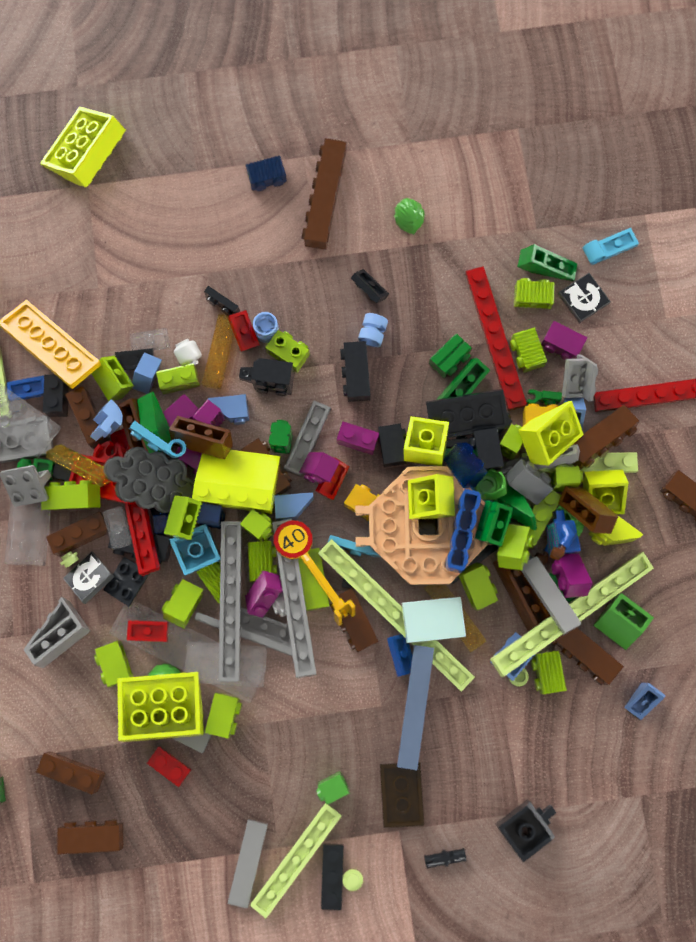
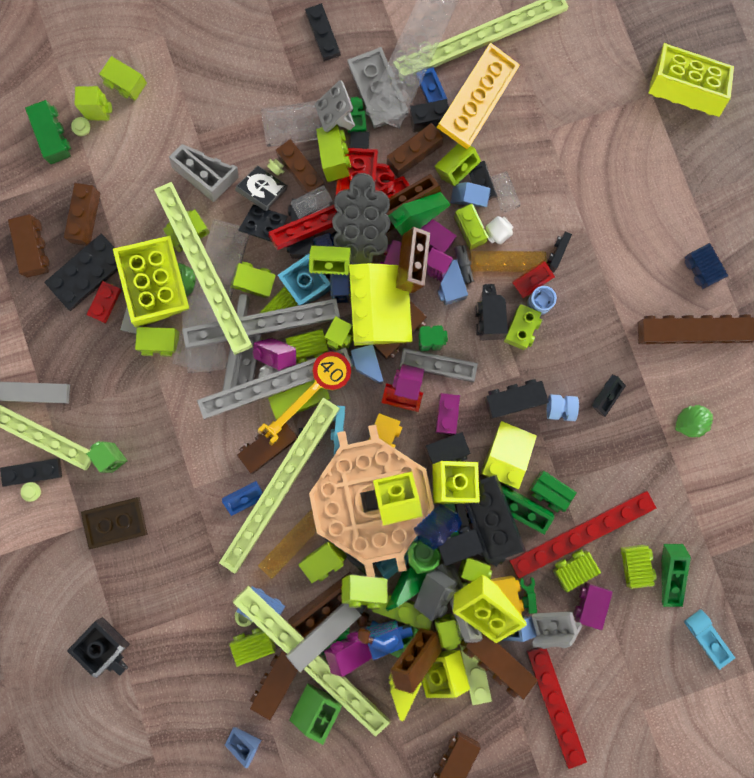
camera: 80 degrees right, 5 degrees up
(78, 464) = (365, 150): clear yellow plate -> none
(109, 420) = (414, 169): light blue brick -> none
(132, 781) = (83, 272): none -> black plate
(147, 631) = (220, 253): red plate -> none
(155, 442) = (396, 216): medium azure plate -> none
(159, 649) = (203, 268): none -> yellowish green plate
(205, 393) = (464, 264): none -> dark grey pin
(408, 388) = (509, 455): none -> neon yellow slope
(415, 707) = (195, 521): sand blue tile -> none
(433, 619) = (280, 523): light aqua tile -> none
(445, 858) = (63, 575): black pin -> none
(463, 525) = (361, 536): blue brick -> none
(493, 523) = (382, 566): green brick -> none
(584, 297) = (646, 620): tile -> none

